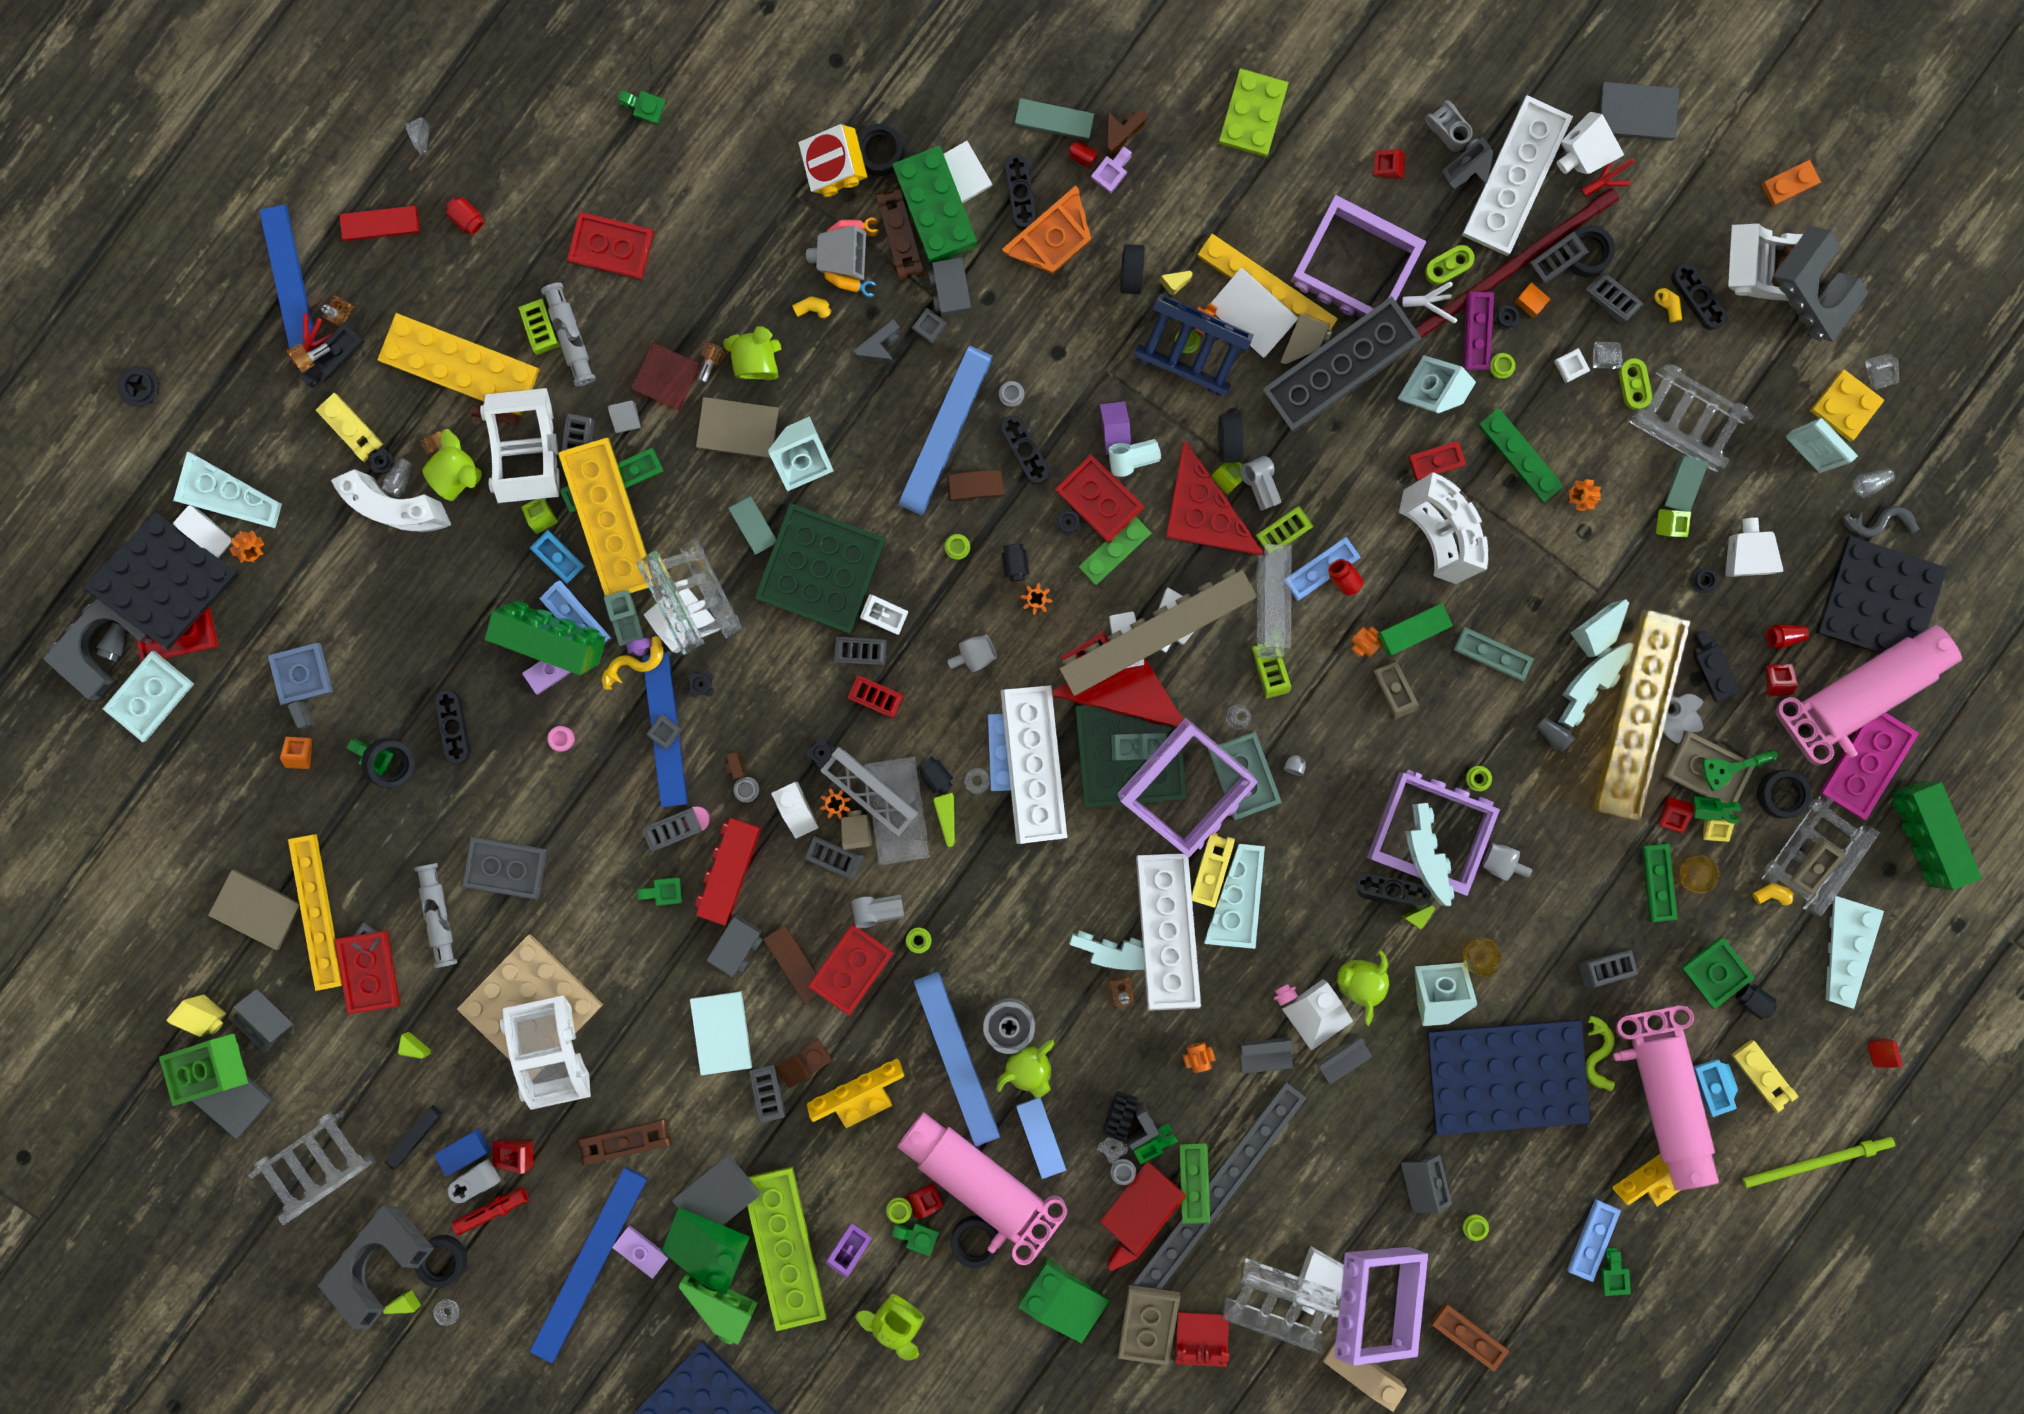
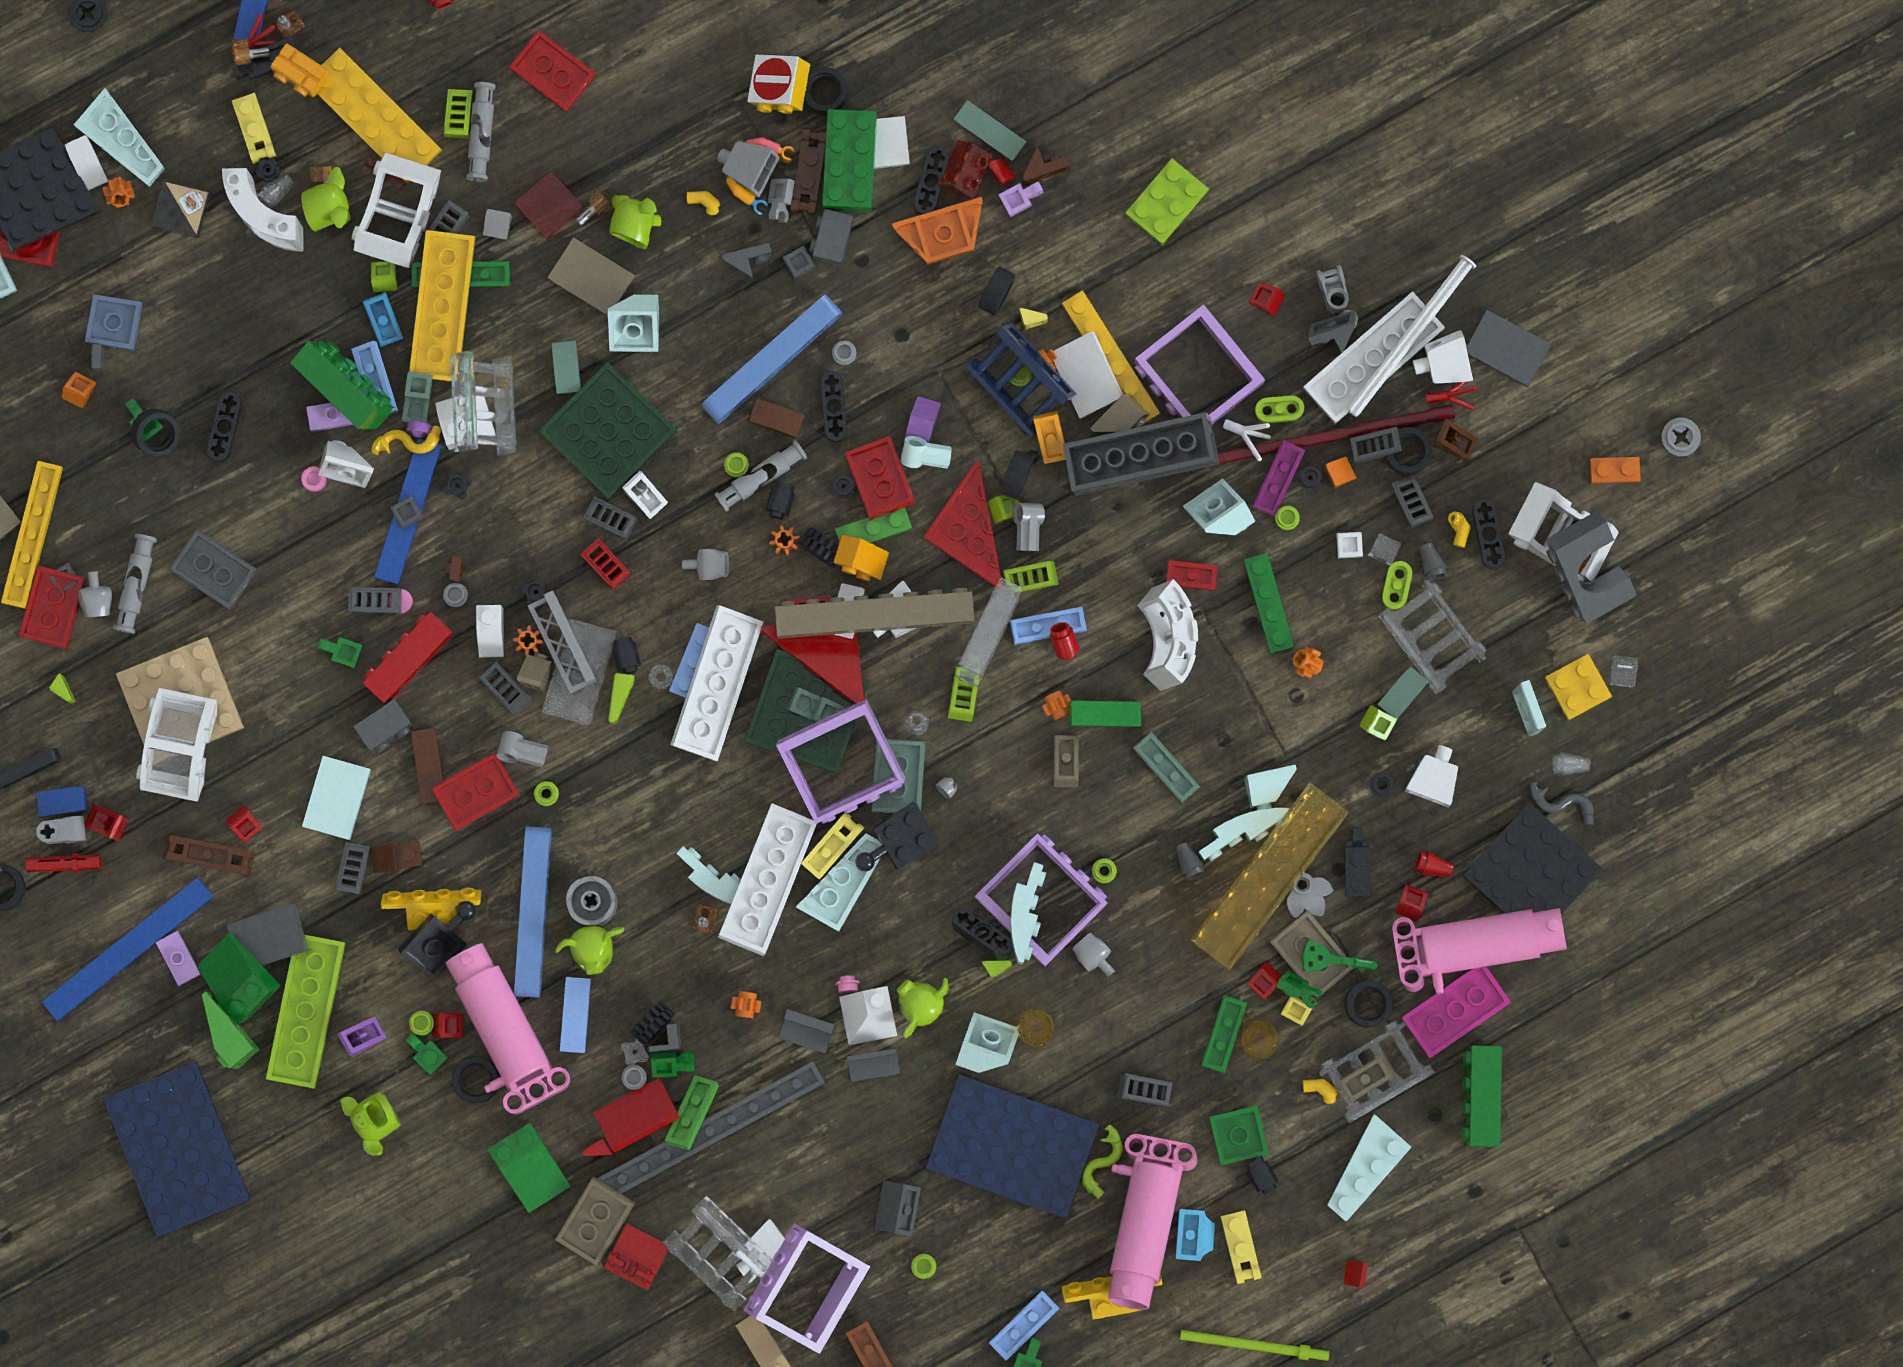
camera: 25 degrees right, 5 degrees down
(315, 536) = (181, 209): none -> tile
(365, 351) = (299, 70): none -> light orange brick
(404, 947) = (95, 599): none -> light grey piece
(583, 713) = (344, 464): none -> white slope
(644, 1096) = (243, 824): none -> red slope
(879, 1130) = (435, 942): none -> black plate
(882, 270) = (779, 196): none -> light grey plate
(977, 560) = (746, 485): none -> light grey piece
(1049, 165) = (965, 169): none -> clear red brick
(1075, 590) = (819, 546): none -> black tyre
(1118, 584) = (860, 558): none -> light orange brick
(1245, 387) = (1050, 436): none -> light orange plate
(1277, 833) = (902, 837): none -> black plate
(1546, 136) = (1411, 335): none -> white axle
(1627, 220) = (1455, 440): none -> reddish brown slope
(1658, 347) = (1433, 565): none -> dark grey cone
(1849, 118) = (1692, 437): none -> light grey gear

